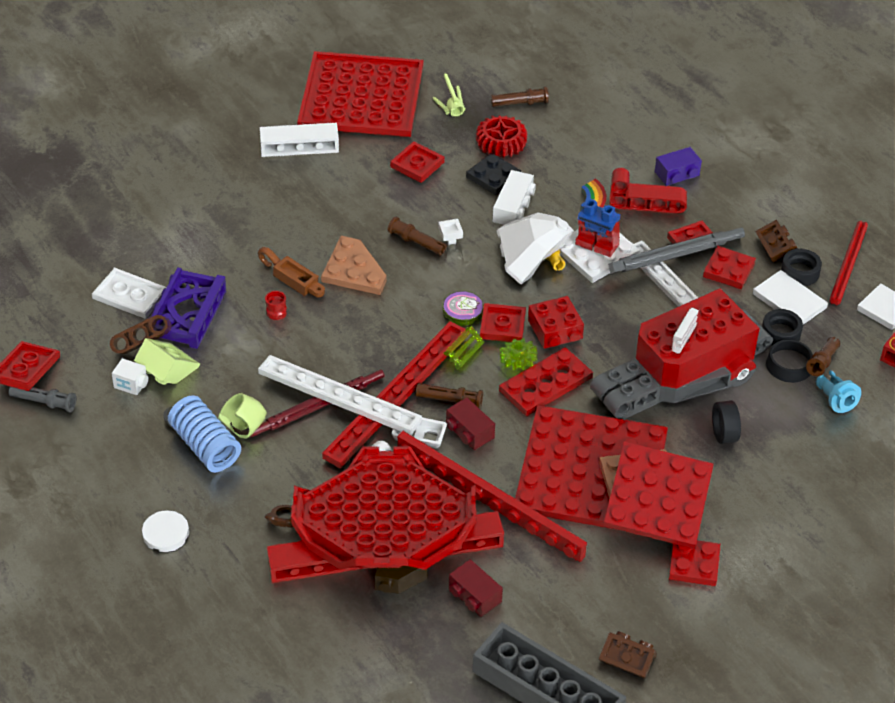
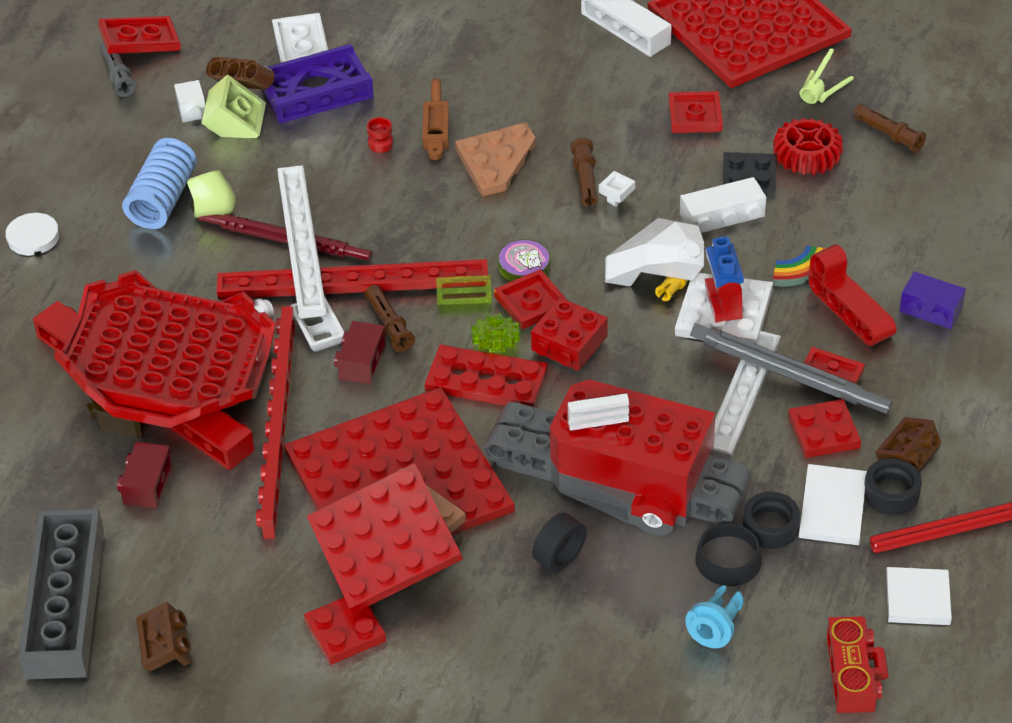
camera: 55 degrees right, 0 degrees up
(822, 359) = (745, 573): reddish brown pin -> none

